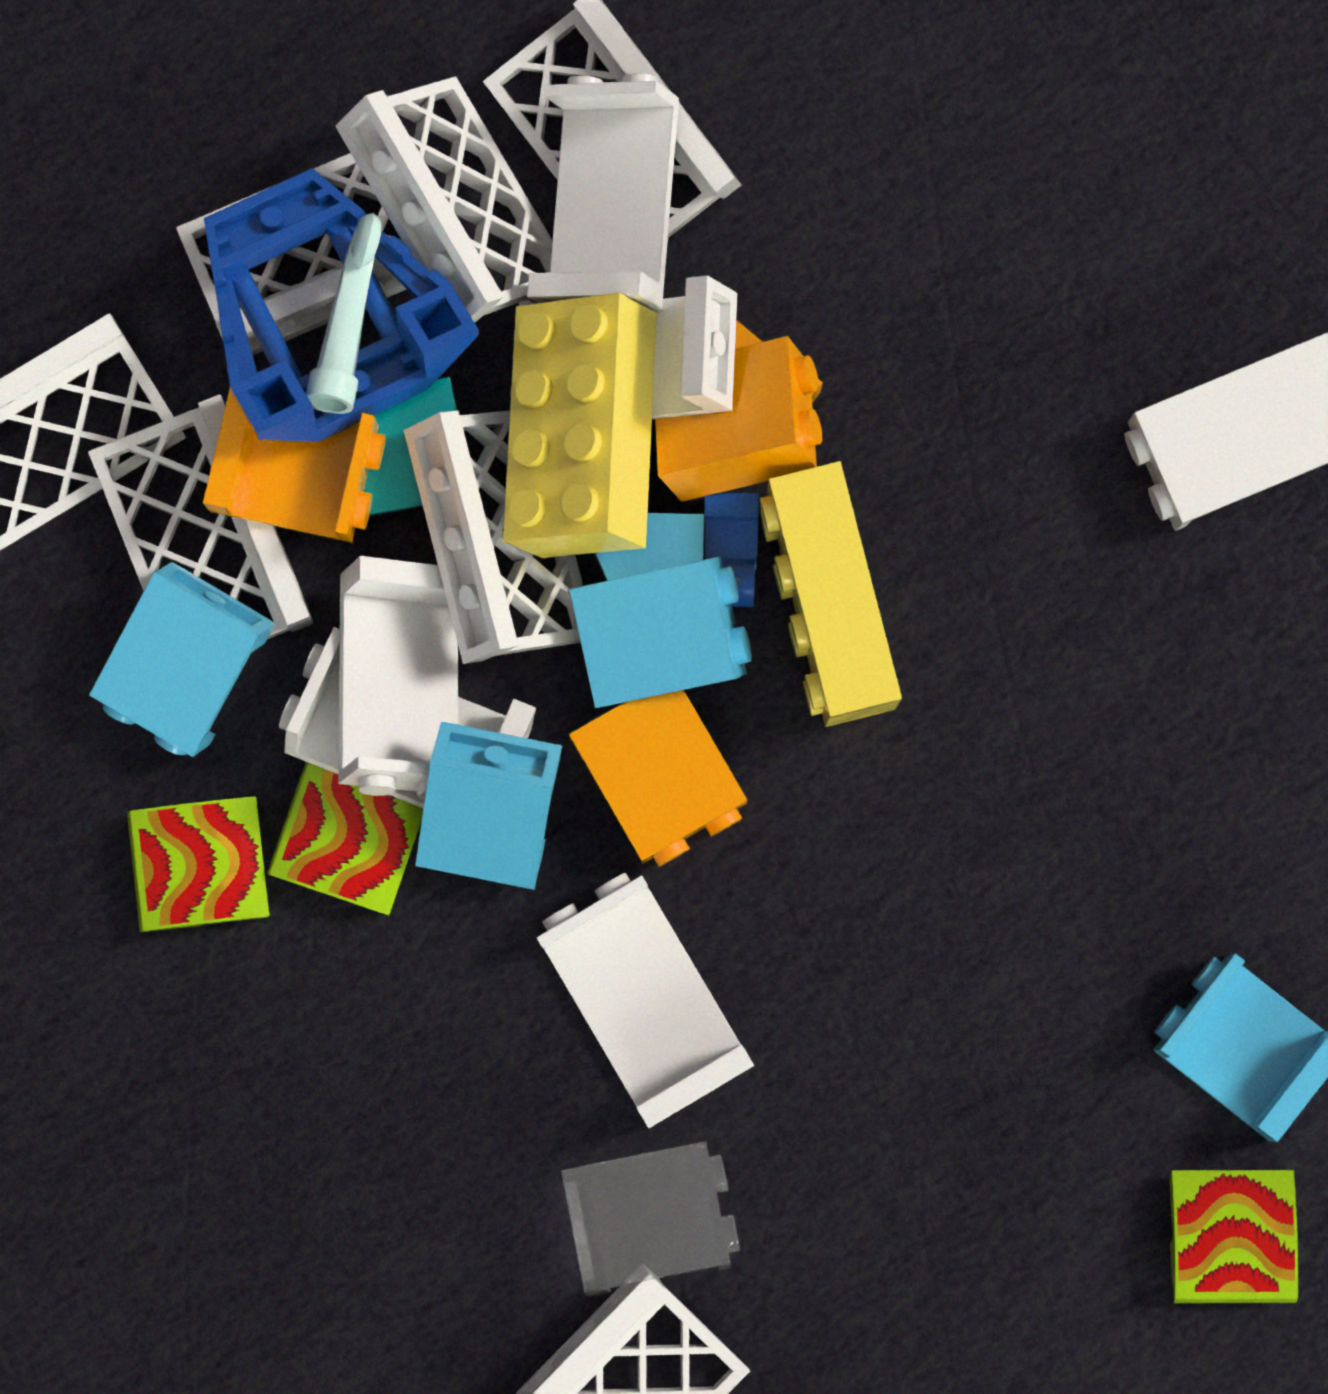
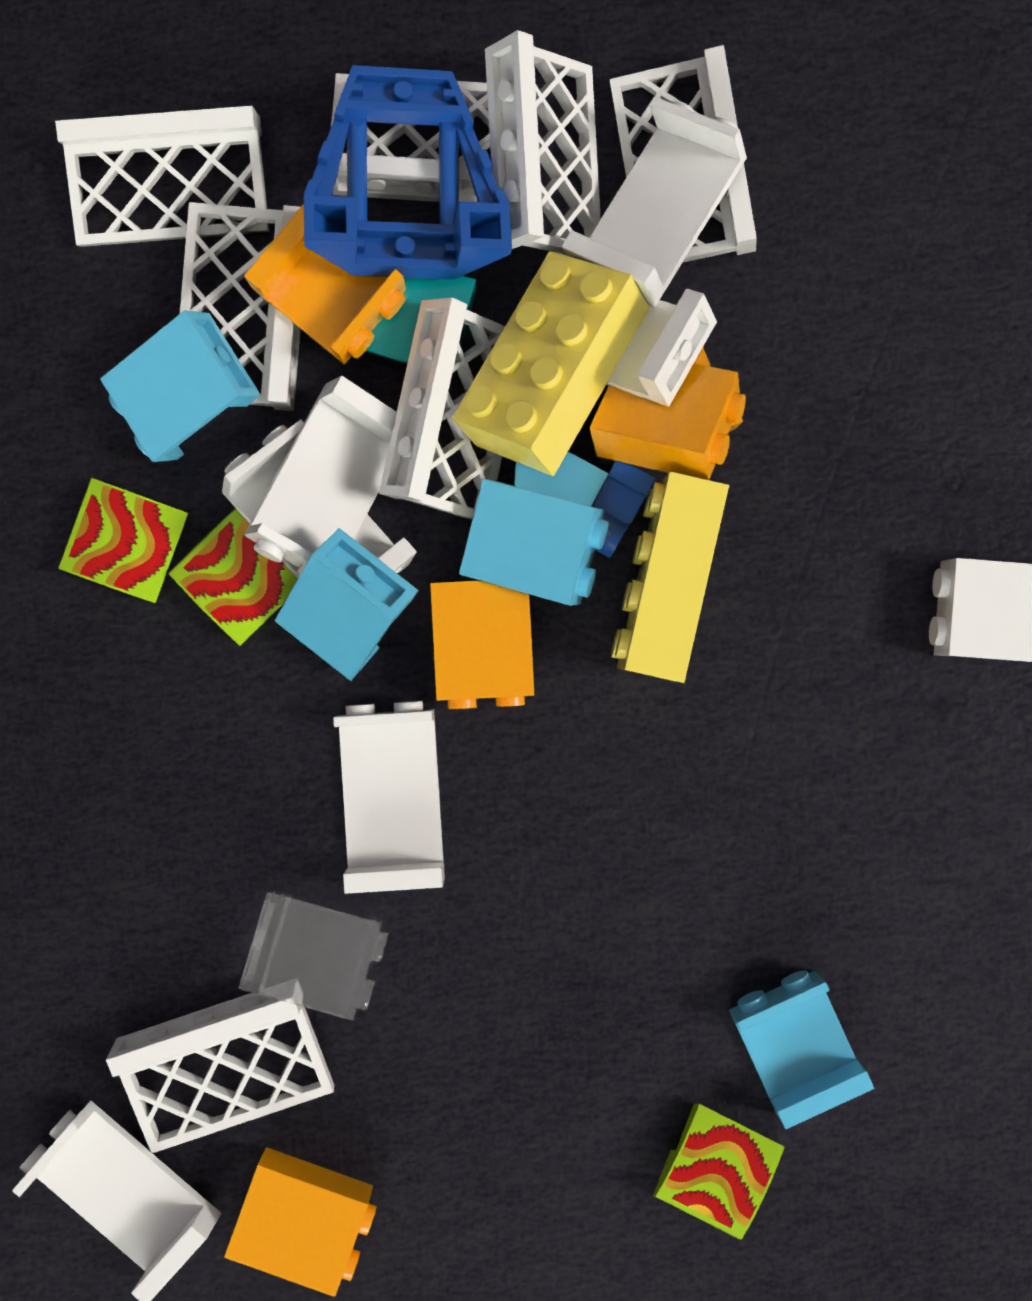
camera: 25 degrees right, 5 degrees up
(333, 383) = (384, 233): light aqua plant -> none

